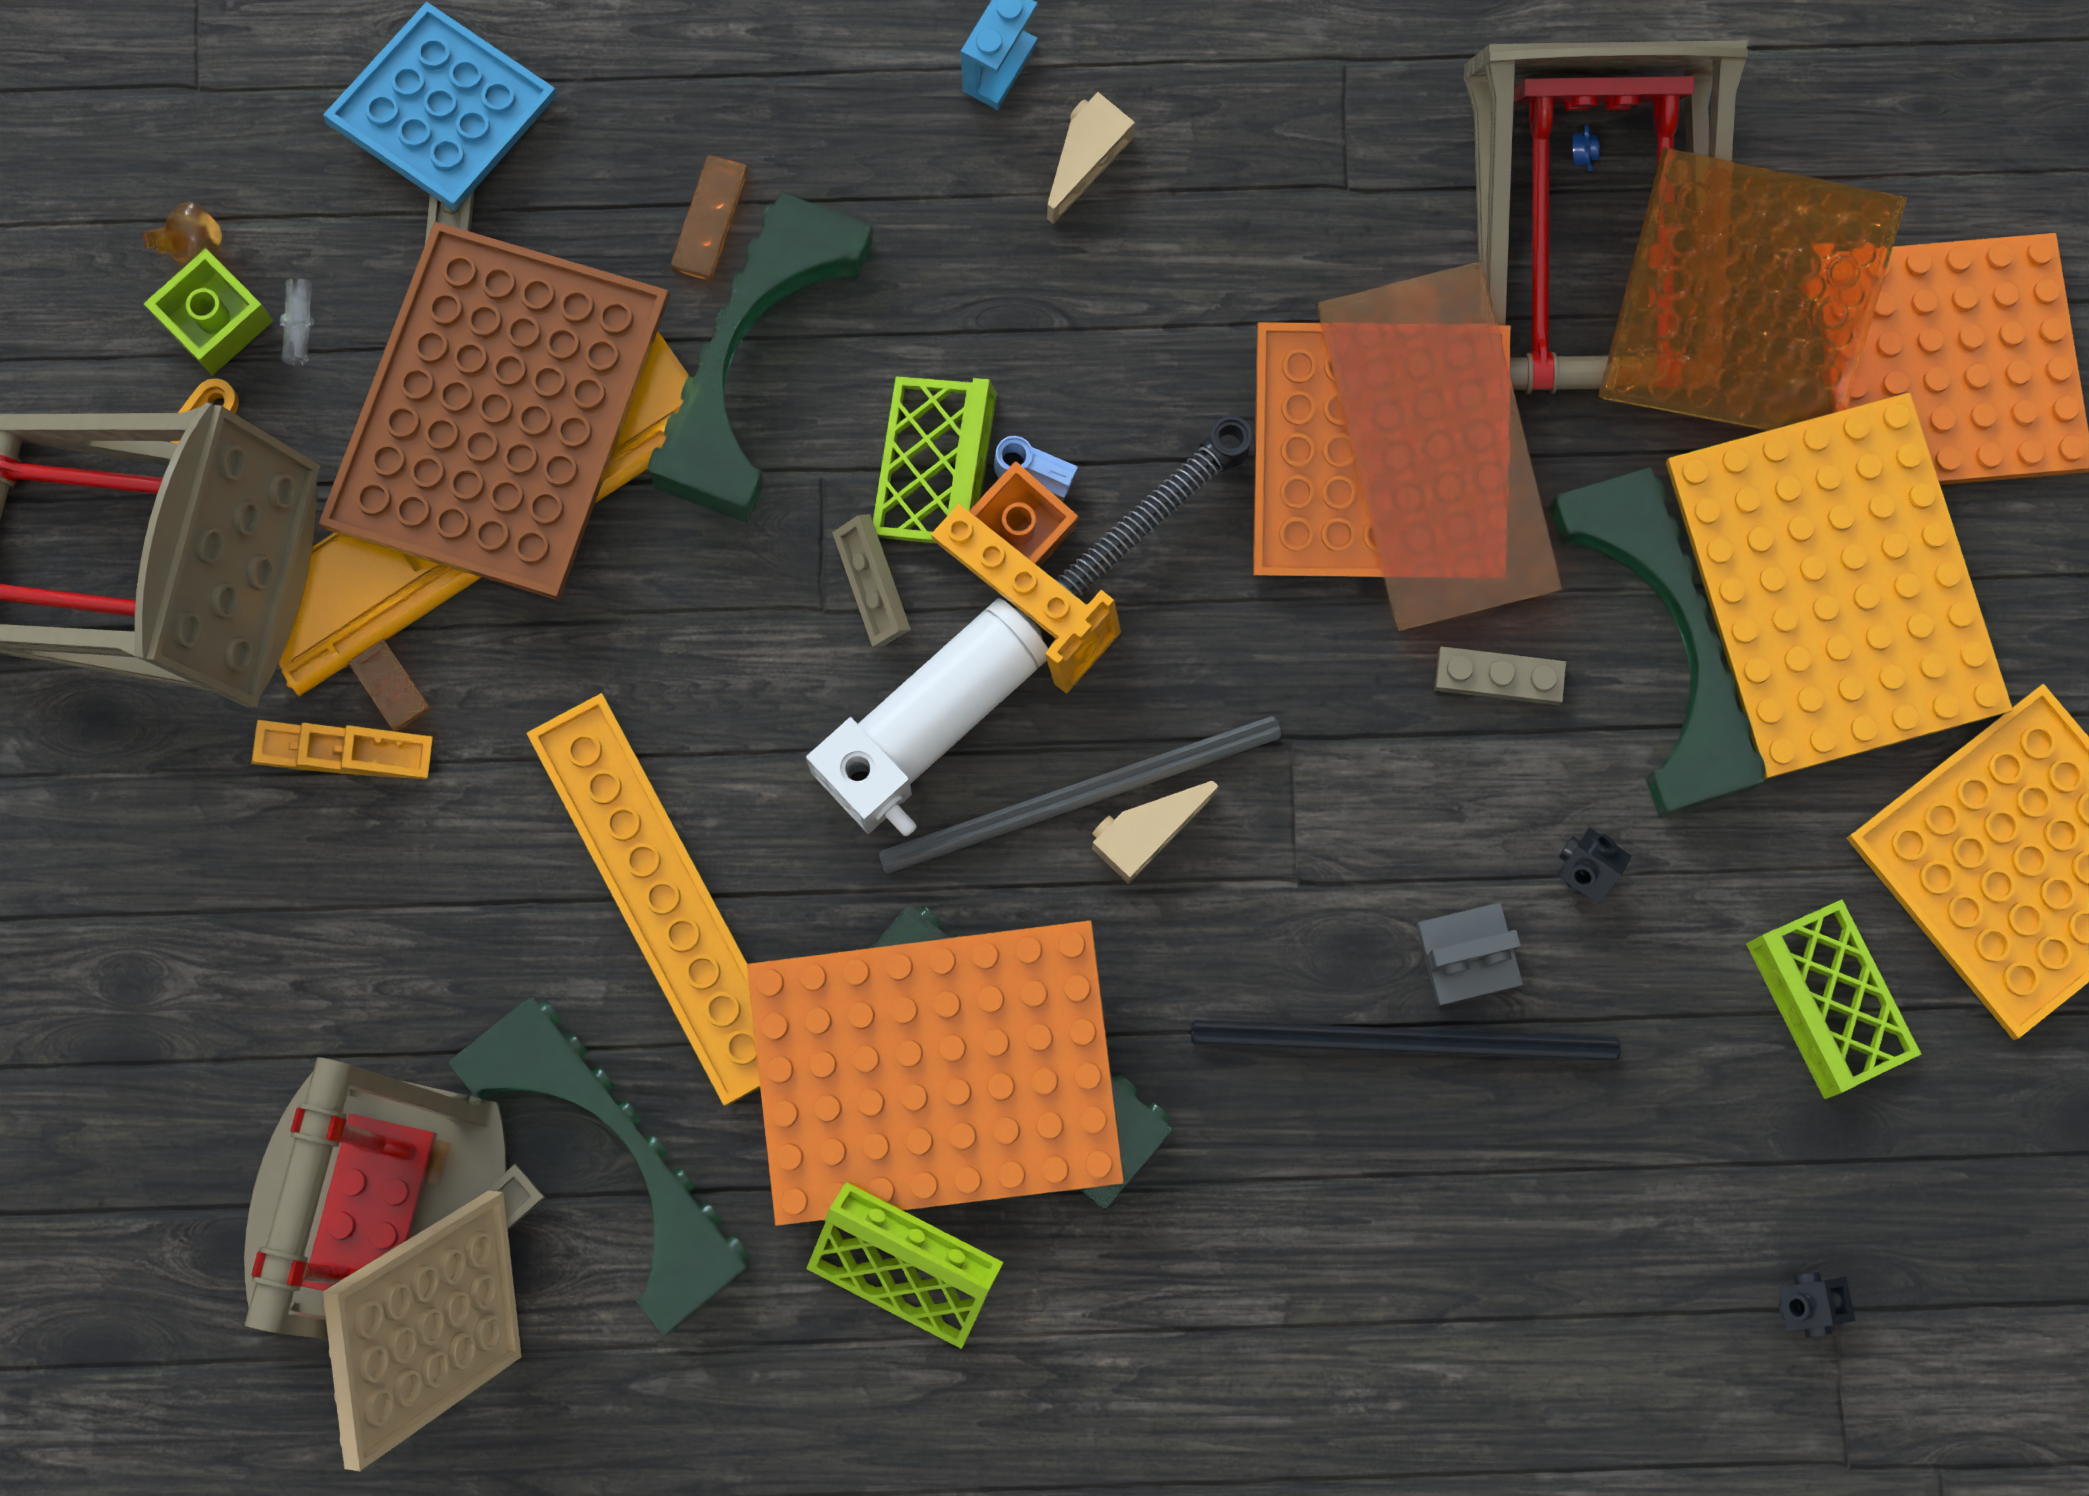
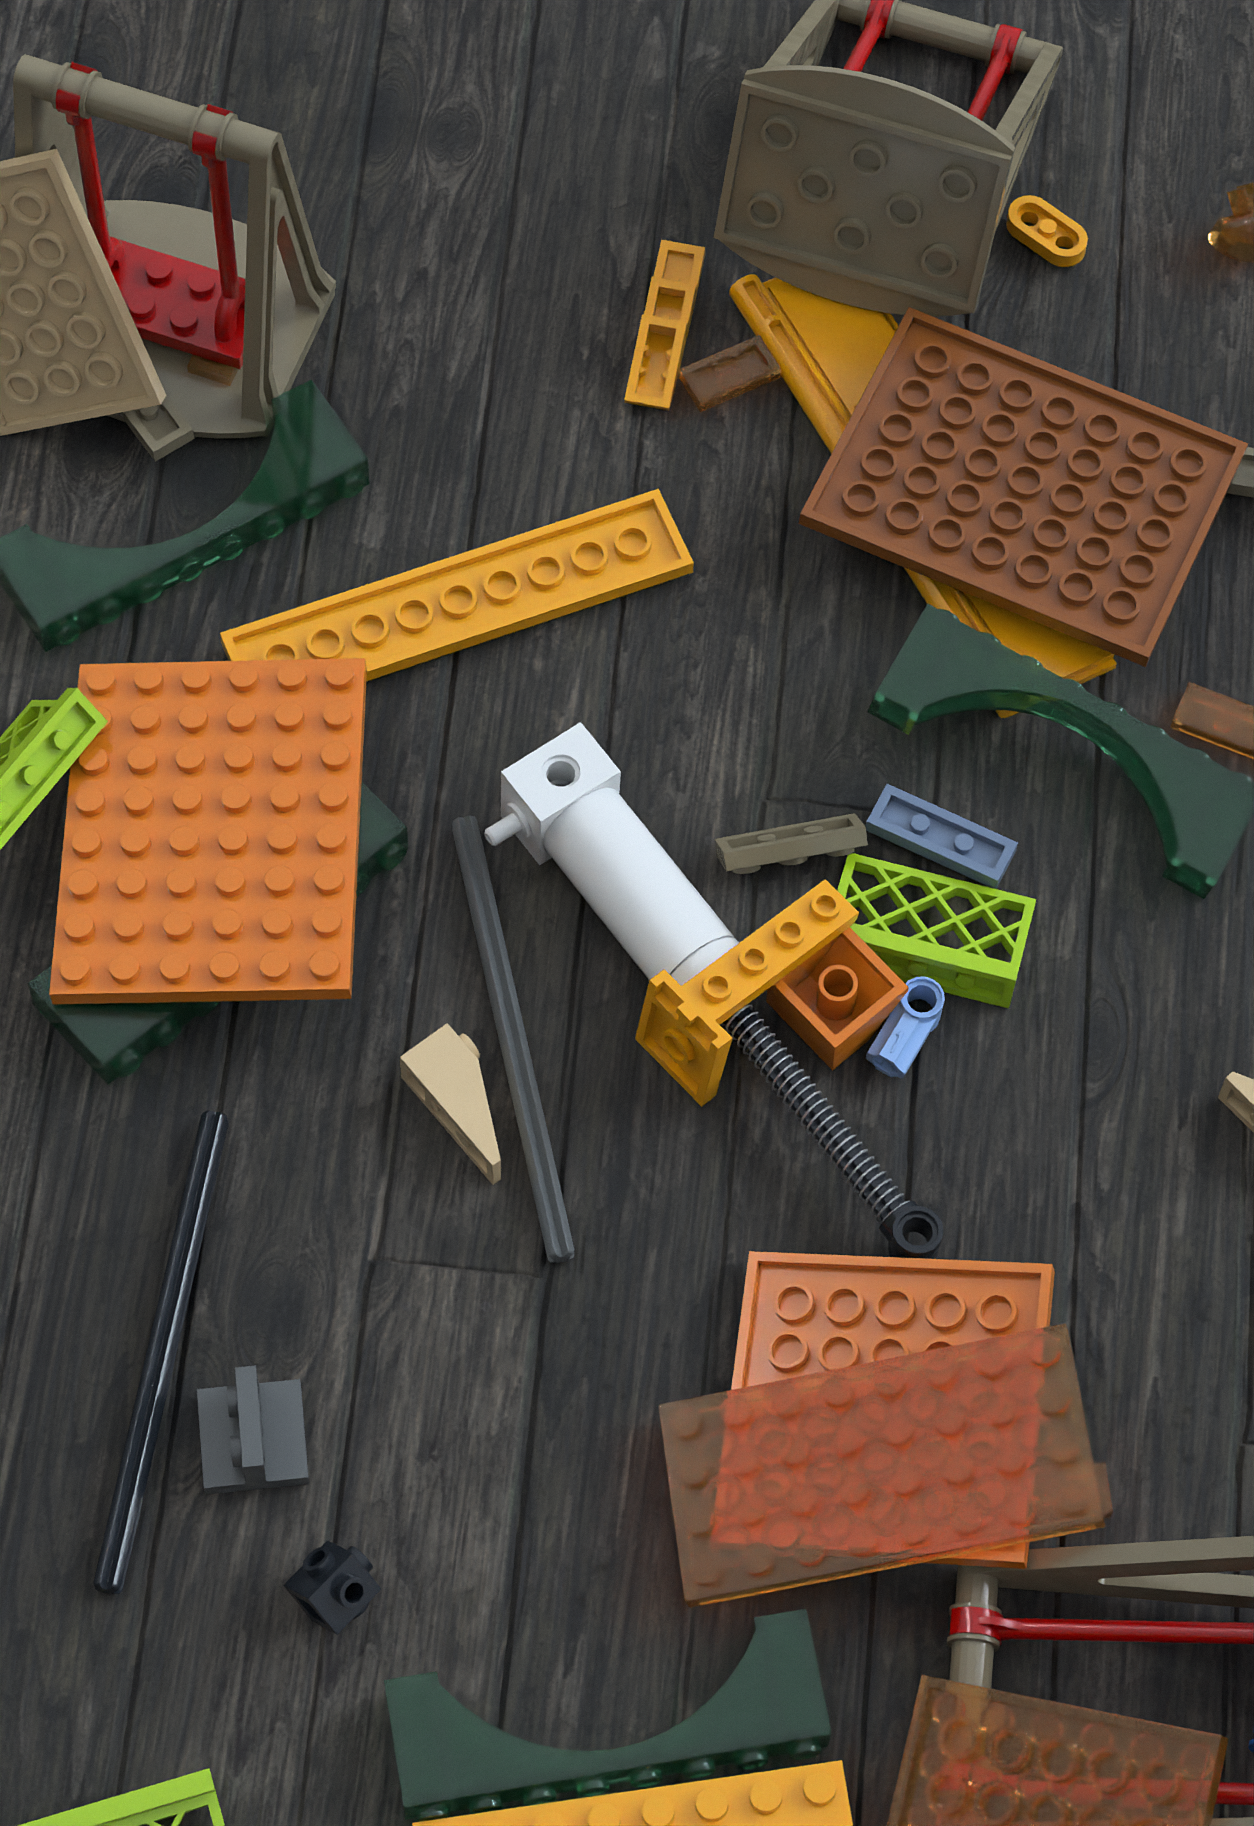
camera: 95 degrees right, 15 degrees down
(209, 312) = (1161, 237): lime brick -> none
(296, 321) = (1149, 323): clear pin -> none
(847, 457) = (941, 836): none -> sand blue plate
(1500, 676) = (590, 1526): dark tan plate -> none

